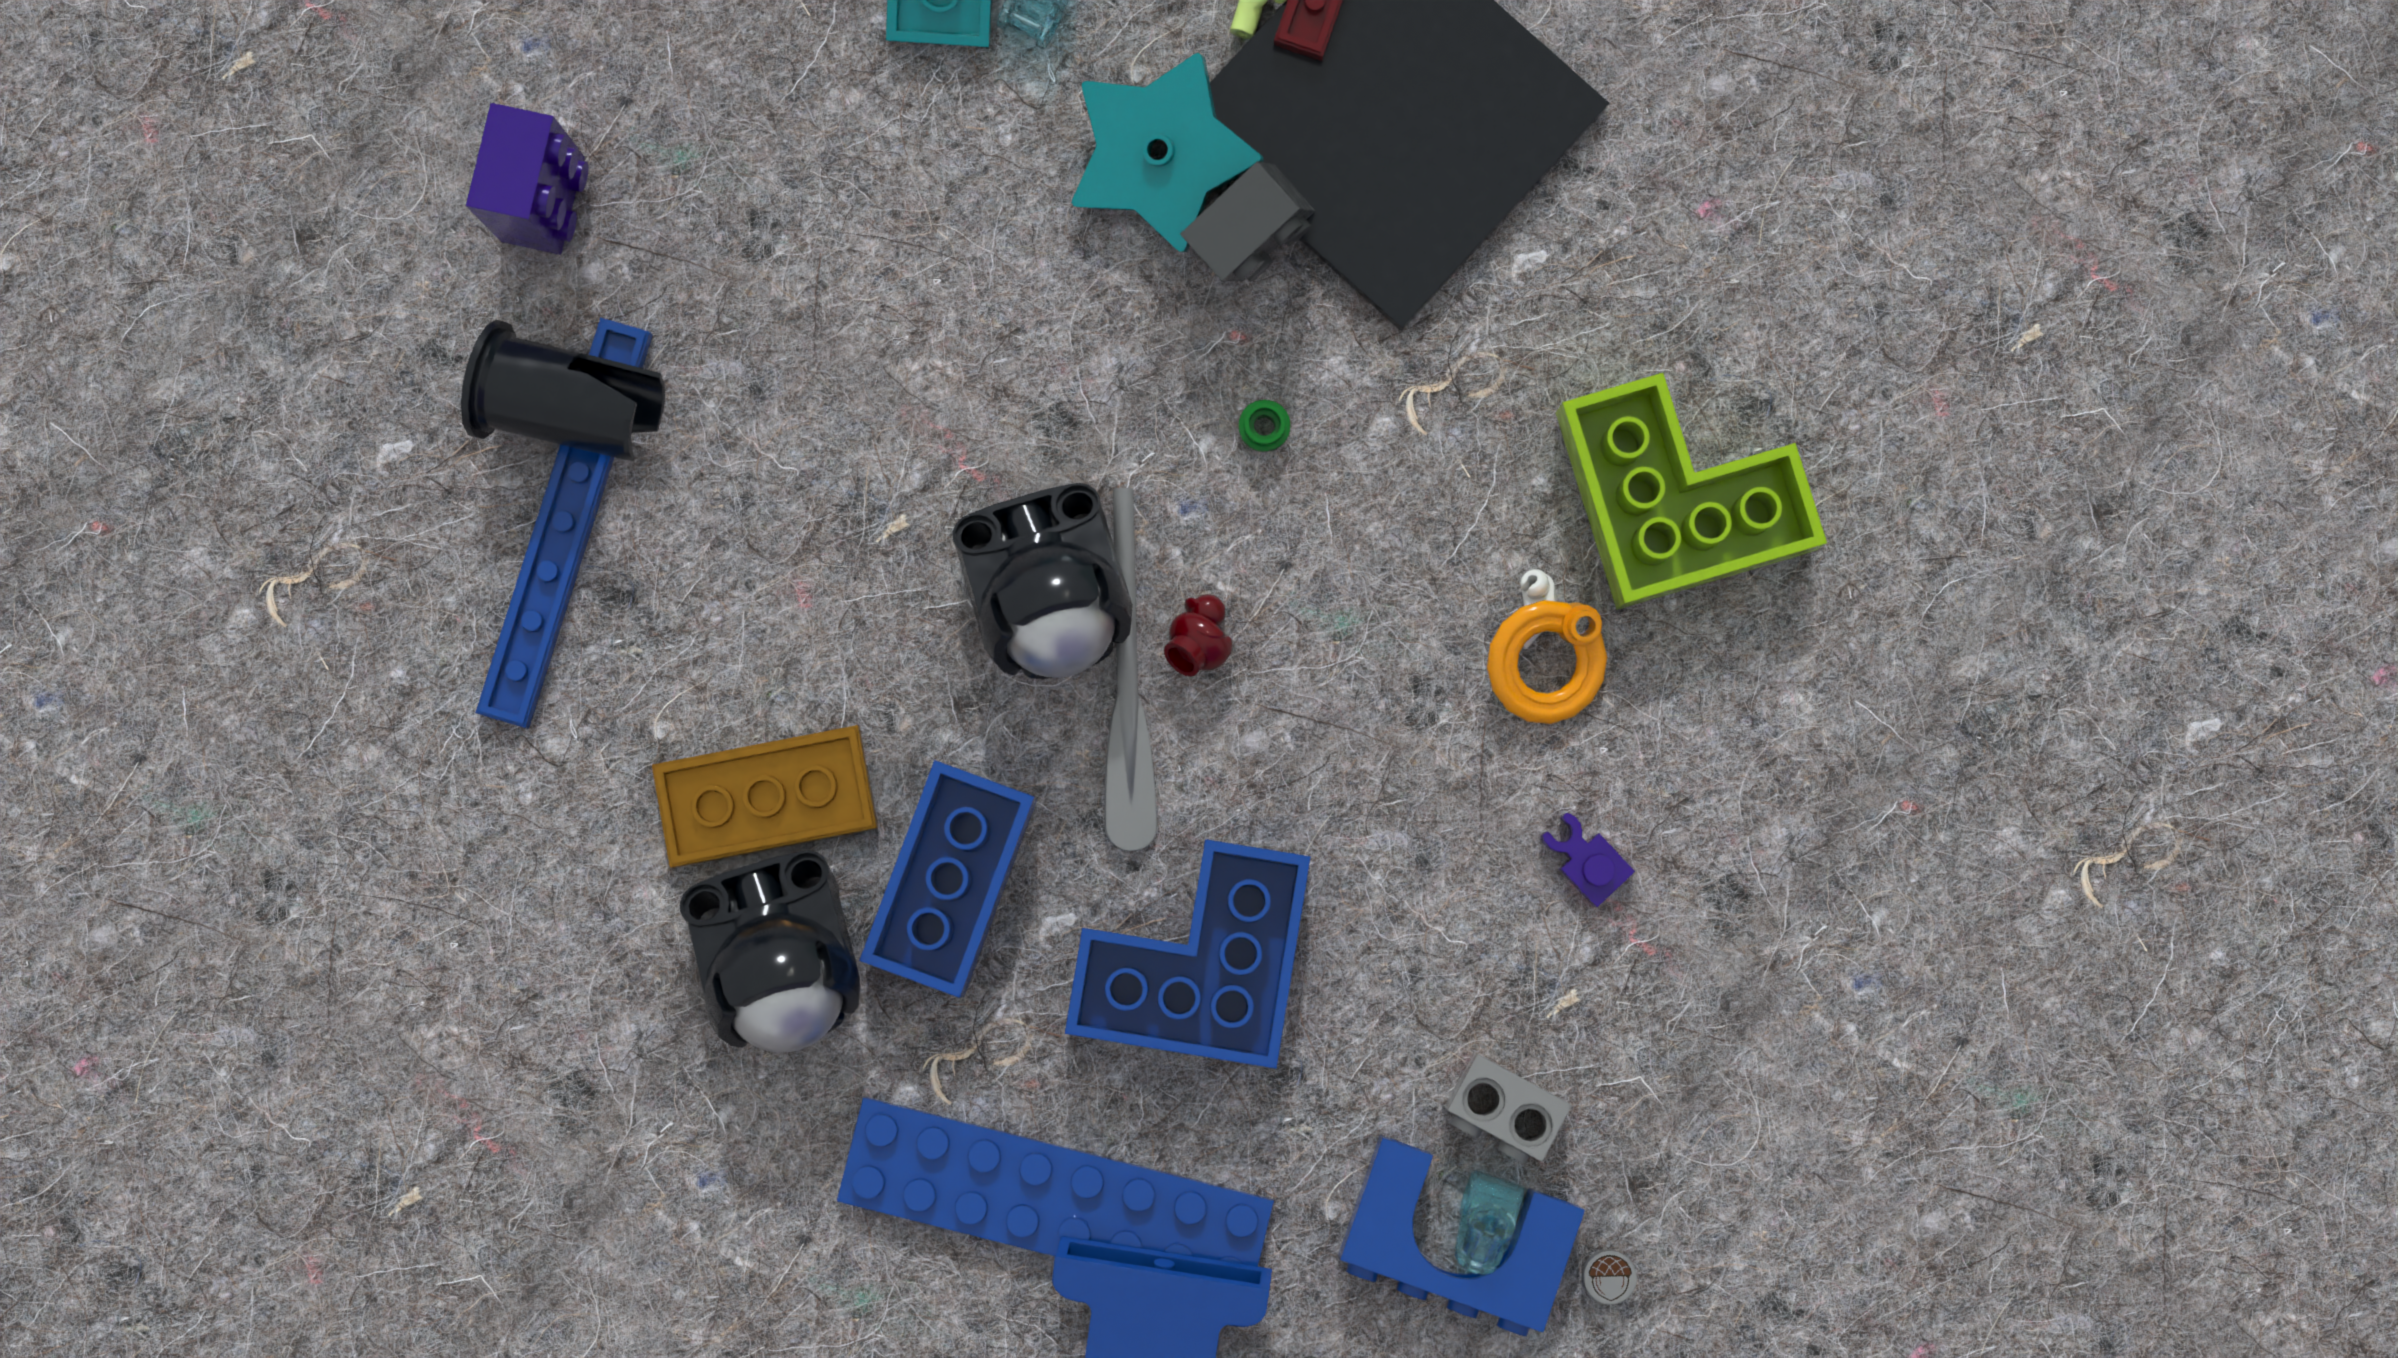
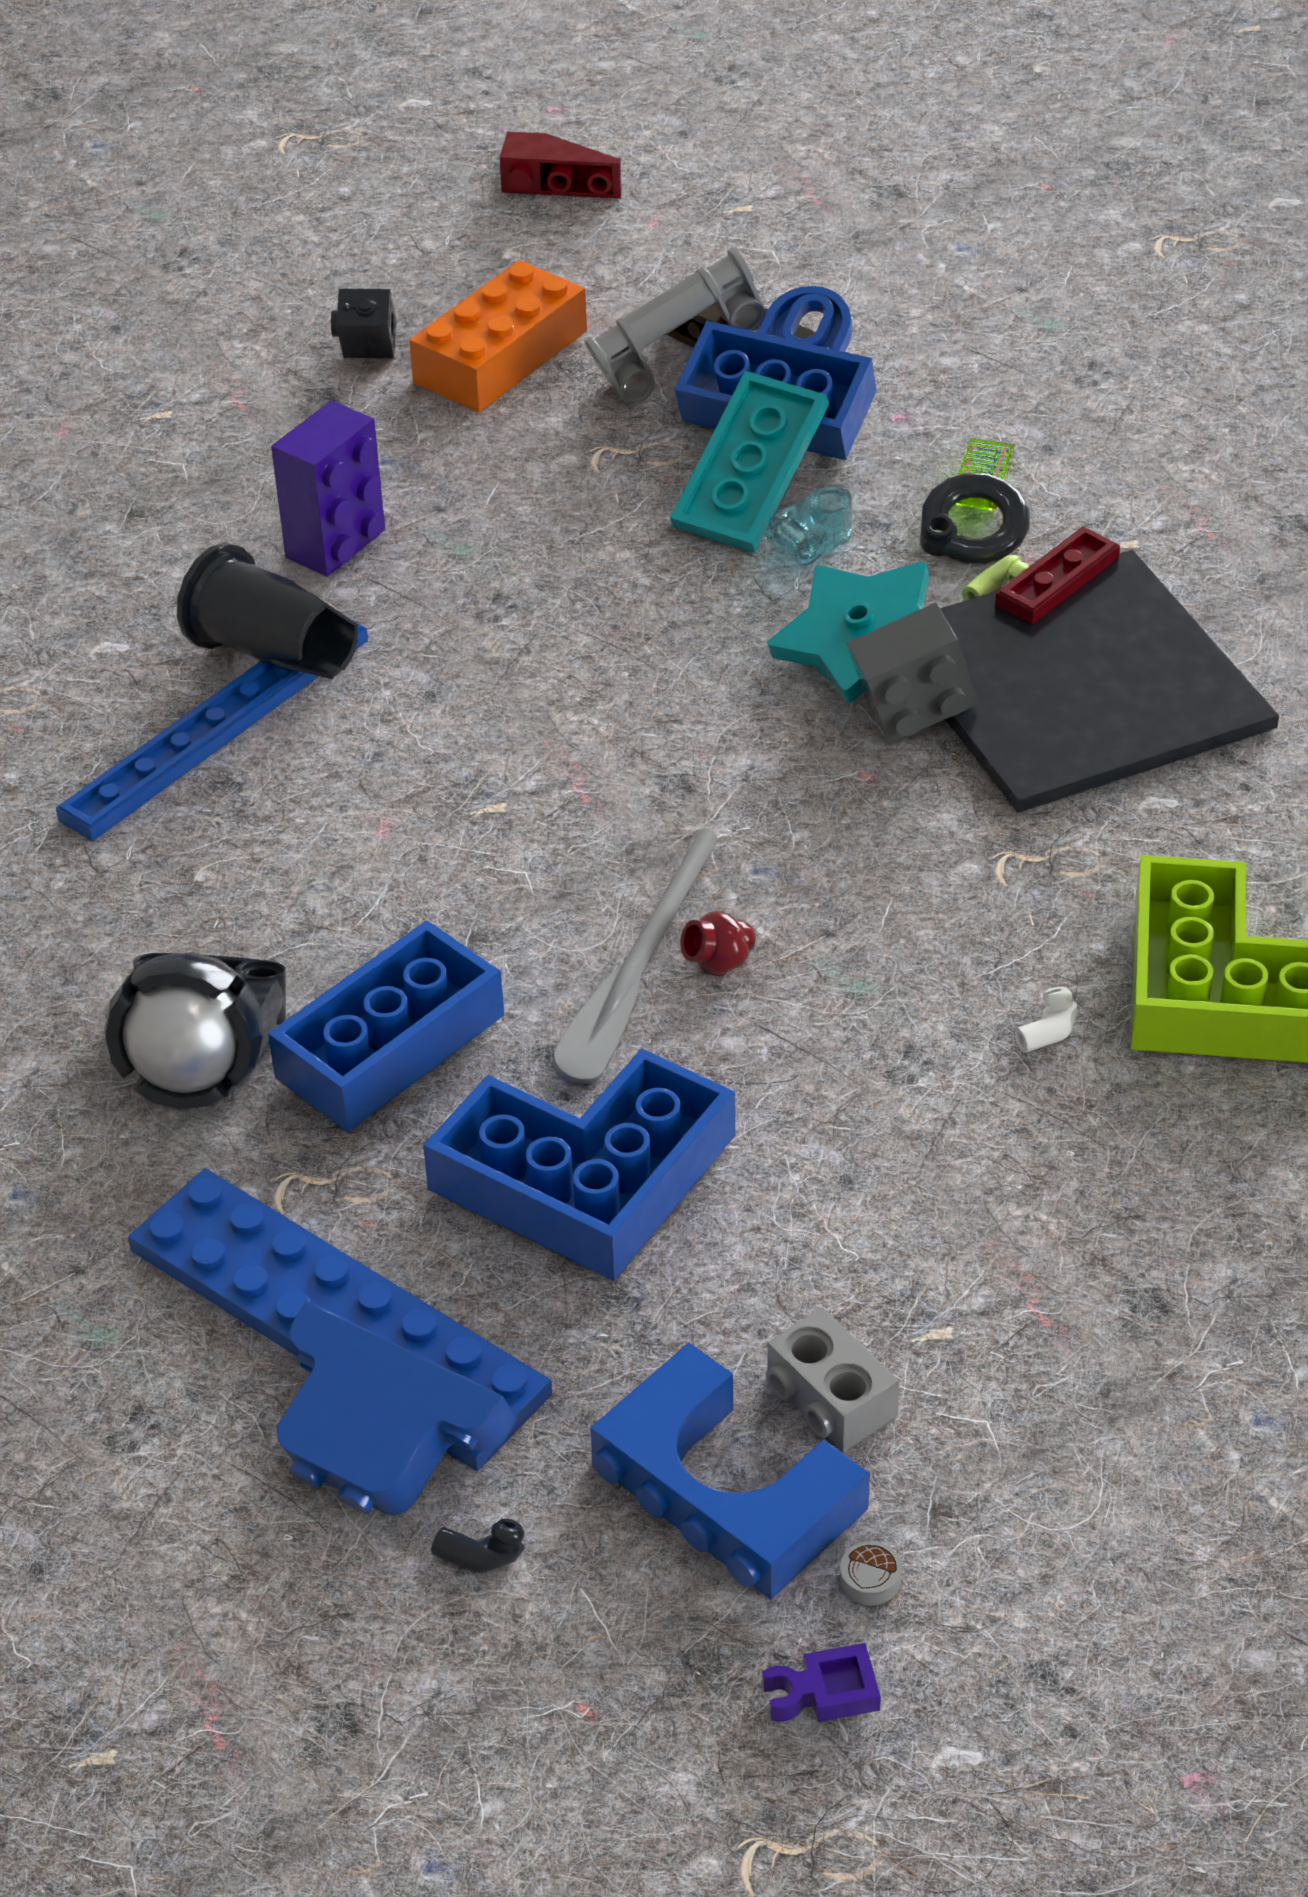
camera: 25 degrees right, 40 degrees down
(764, 796) = (310, 939): pearl gold tile -> none
(1045, 582) = (599, 855): black piece -> none
(1271, 411) = (859, 828): green plate -> none
(1486, 1221) = (759, 1453): clear light blue piece -> none
(1589, 667) = (1067, 1021): light orange piece -> none
(1592, 865) = (1012, 1228): dark purple plate -> none

